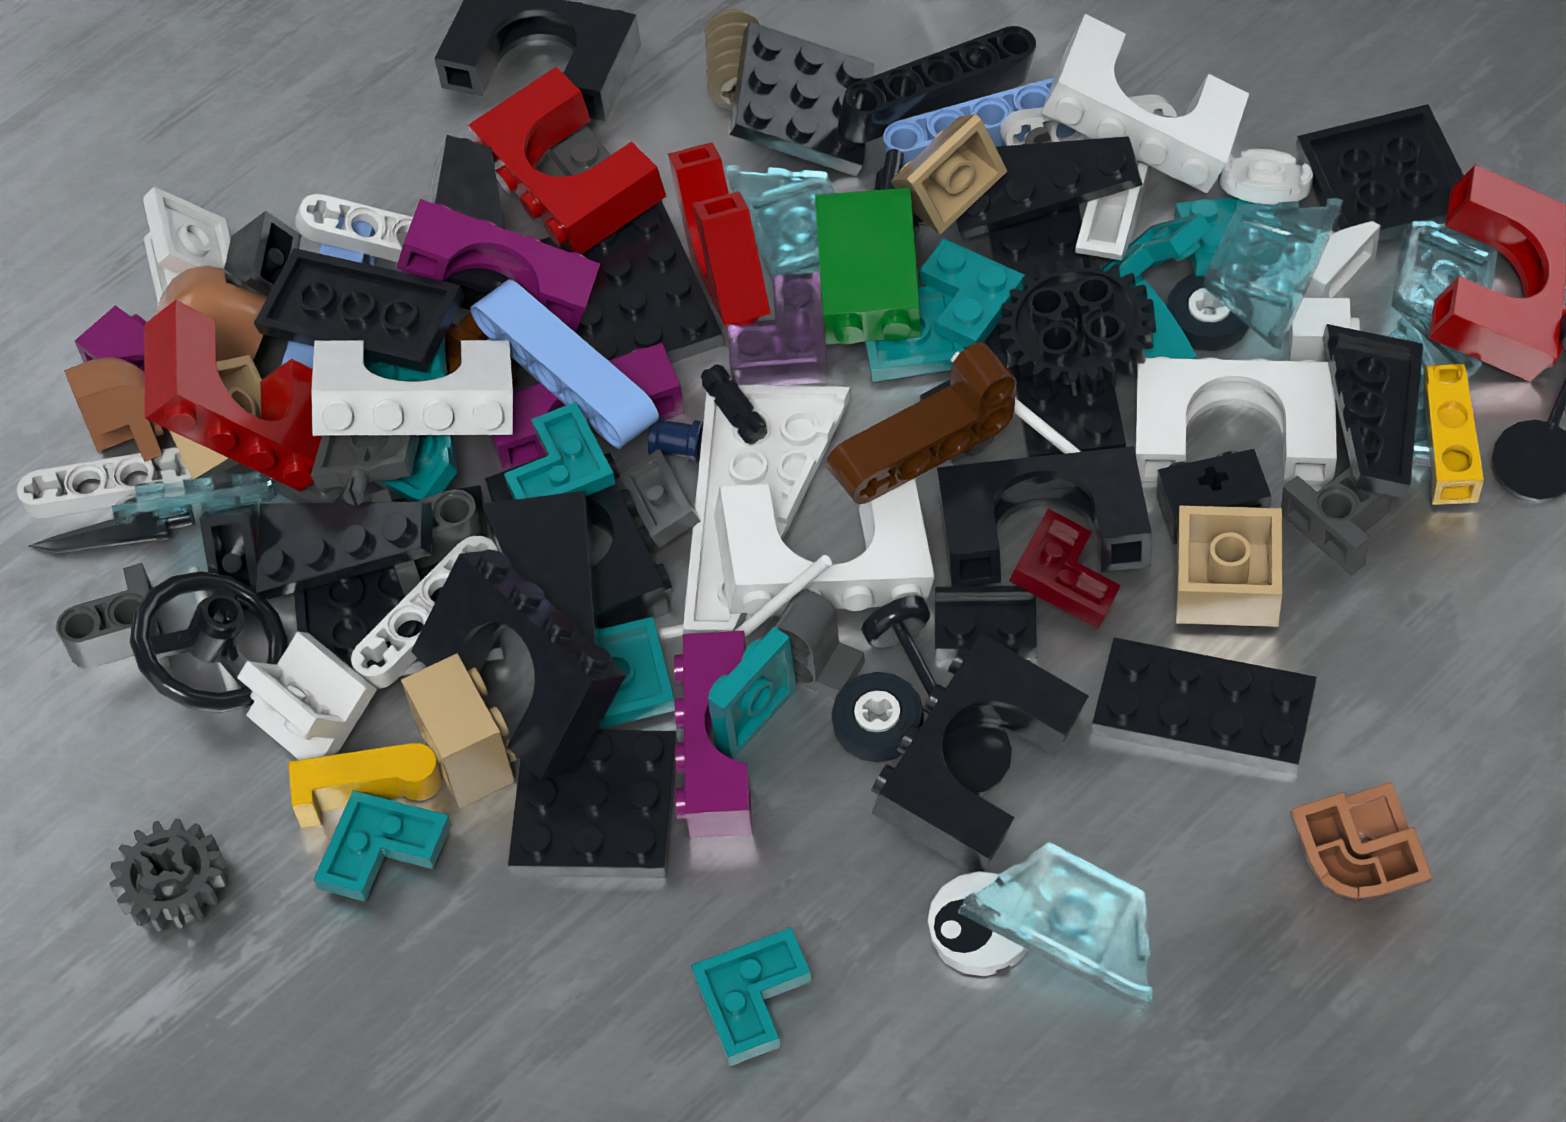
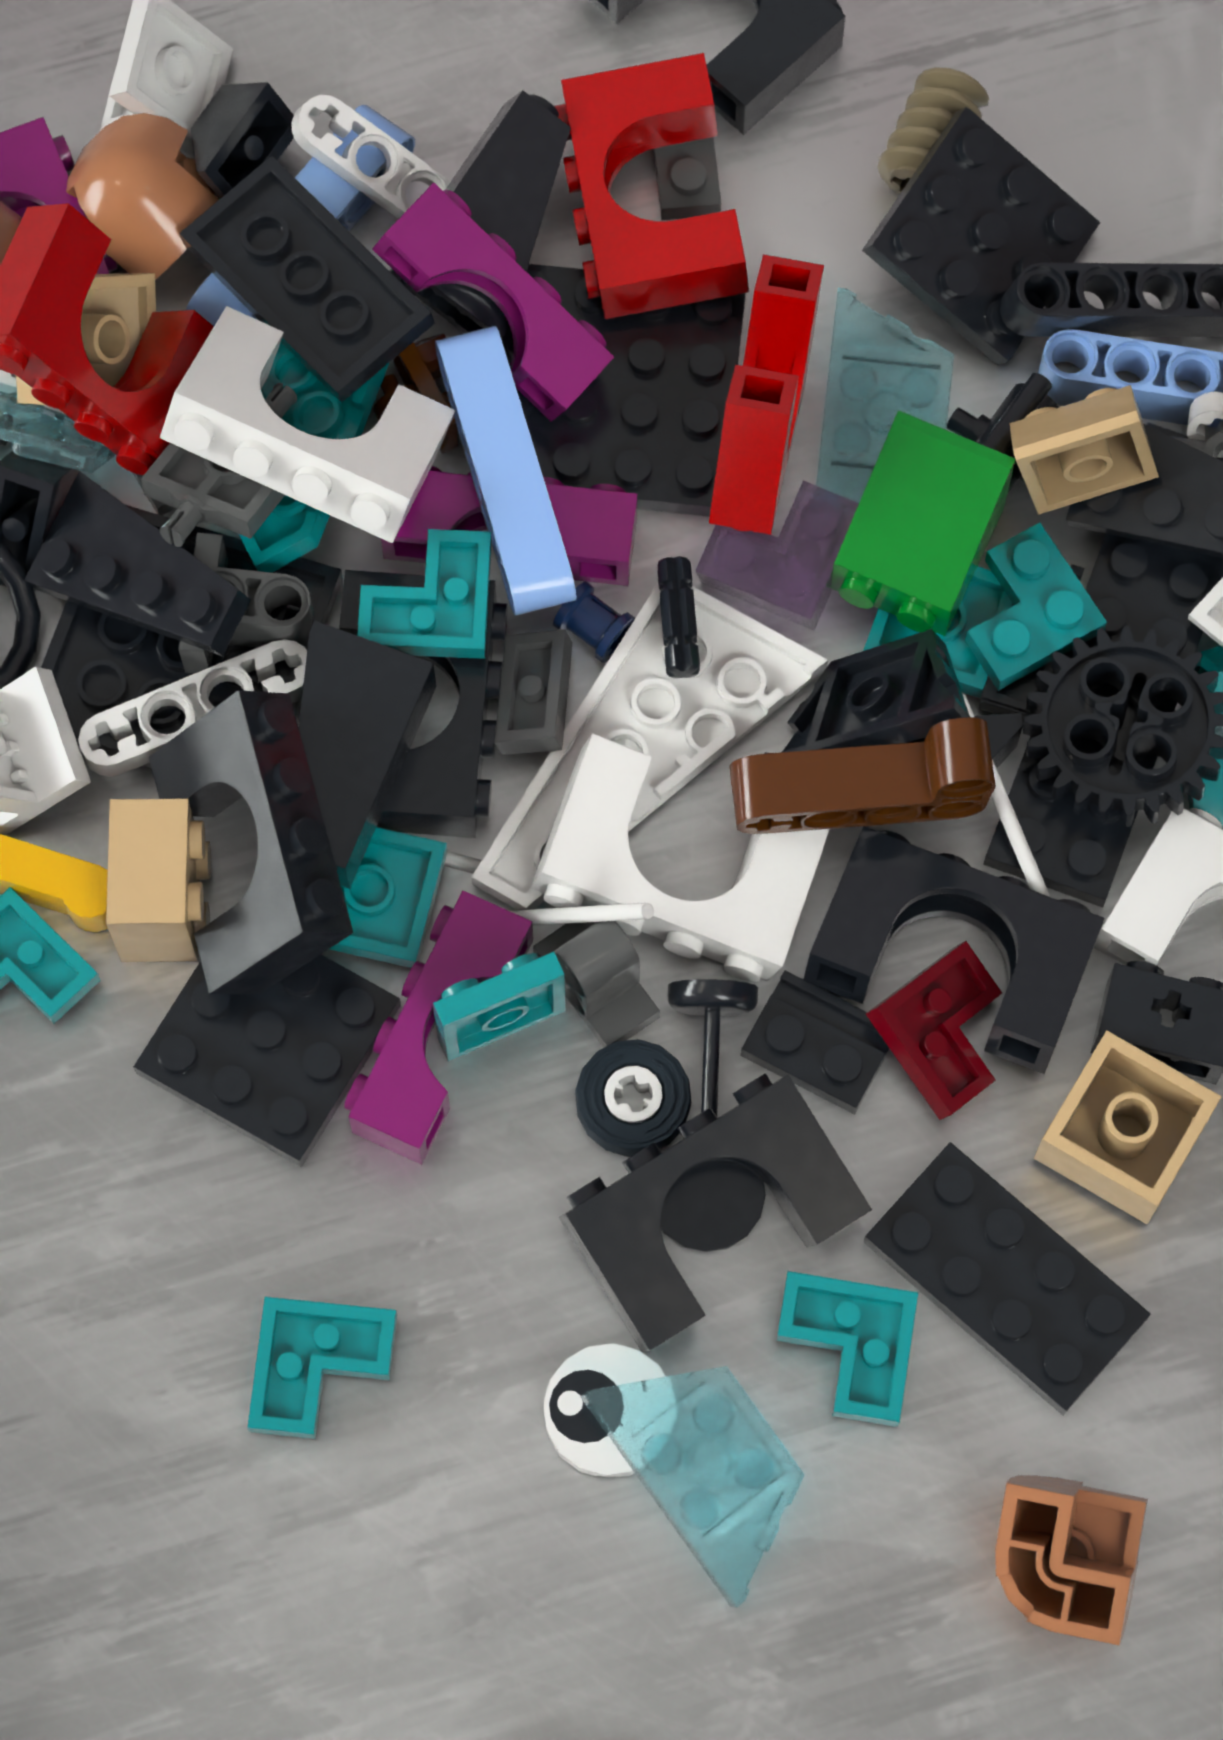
camera: 20 degrees right, 15 degrees up
(907, 373) = (880, 697): none -> black wing
(1130, 779) = (870, 1329): none -> teal plate

